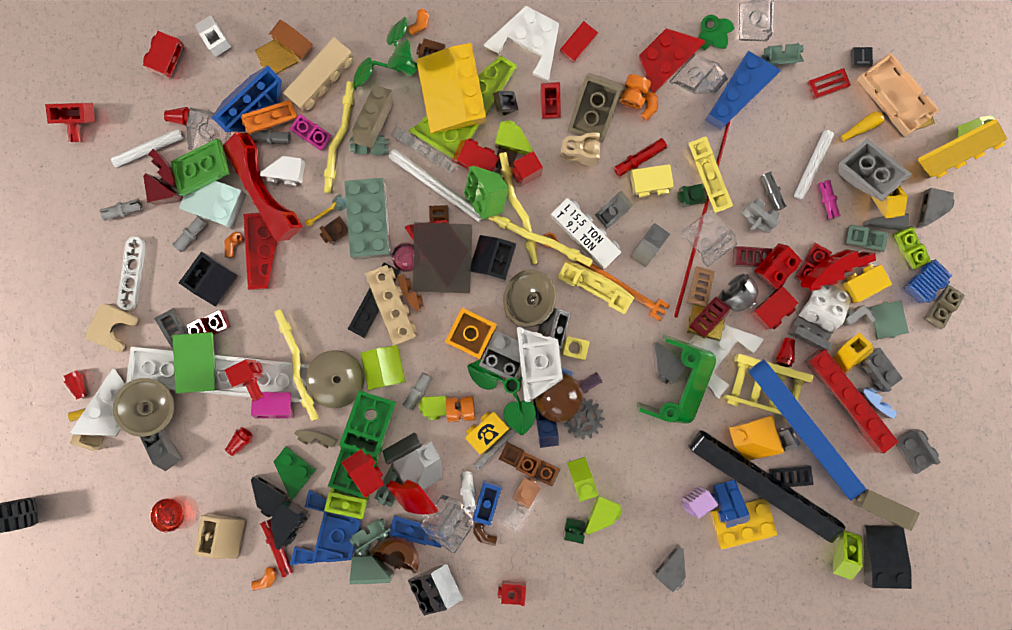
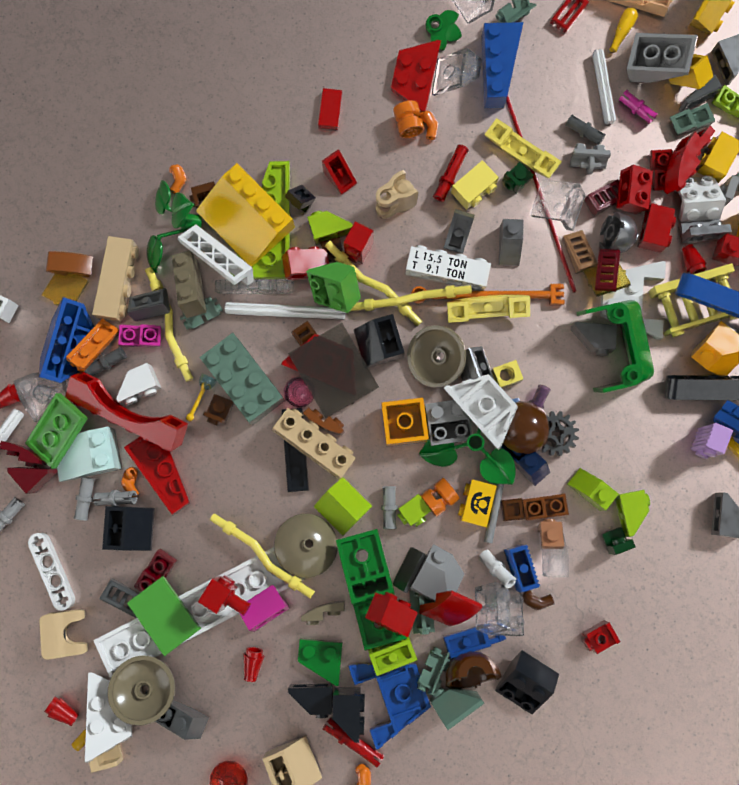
camera: 30 degrees left, 5 degrees down
(213, 249) = (115, 498): none -> light grey pin
(332, 112) = (148, 305): none -> dark grey slope
(412, 106) = (218, 252): none -> white fence
(531, 32) = (284, 126): white wing -> none
(595, 105) = (382, 152): dark tan slope -> none

